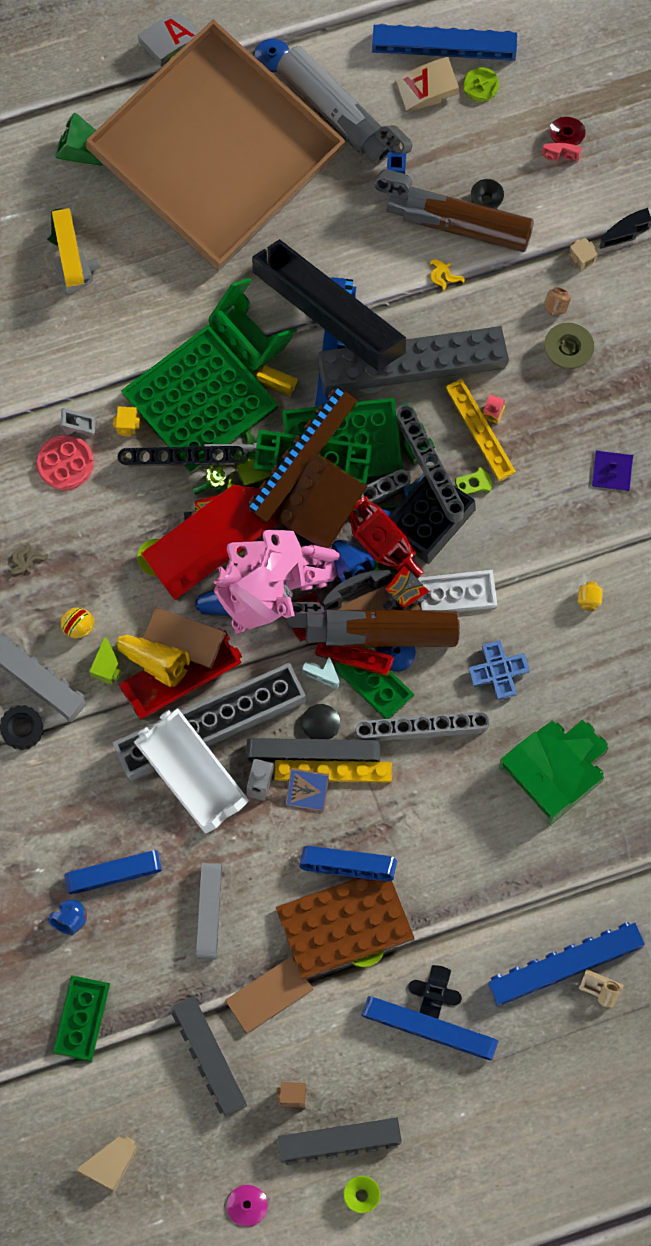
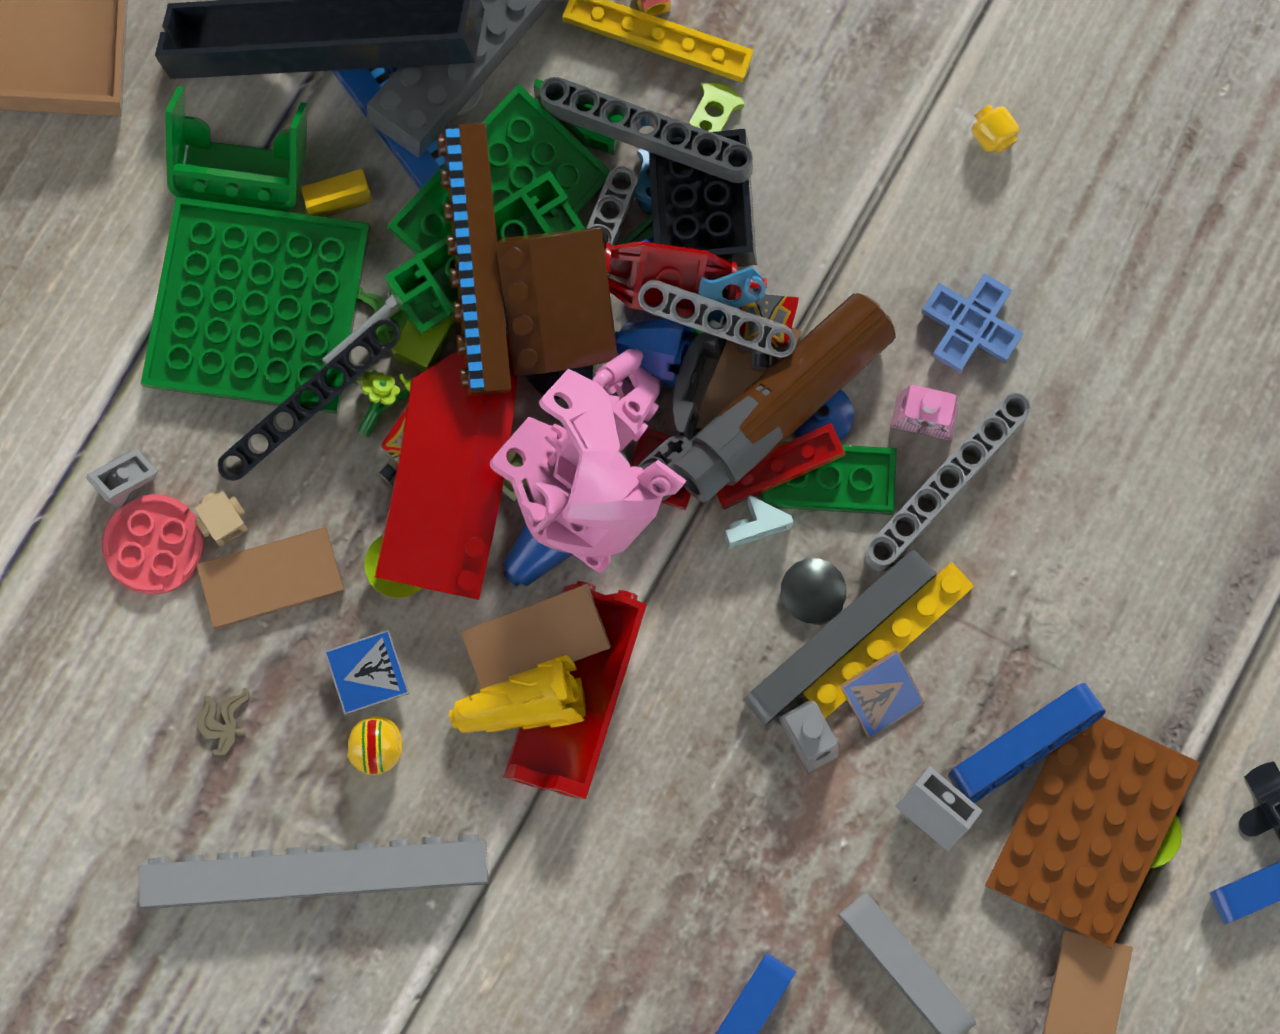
camera: 45 degrees left, 5 degrees up
(11, 716) = (405, 946): black tyre -> none
(99, 517) = (270, 578): none -> medium nougat tile
(102, 475) = (220, 517): none -> tan brick
(102, 590) = (366, 672): none -> piece
(105, 664) = (465, 765): lime slope -> none
(126, 421) = (187, 418): yellow brick -> none
(191, 770) = (717, 807): white cylinder -> none
(225, 714) = (675, 721): light grey brick -> none
(284, 856) = (938, 808): none -> light grey brick
(374, 563) = (729, 330): none -> light grey beam
(389, 562) = (713, 290): none -> dark azure piece
(440, 690) = (926, 412): none -> bright pink torso
(460, 591) = (828, 266): white tile -> none
(557, 766) = (1163, 382): green panel -> none

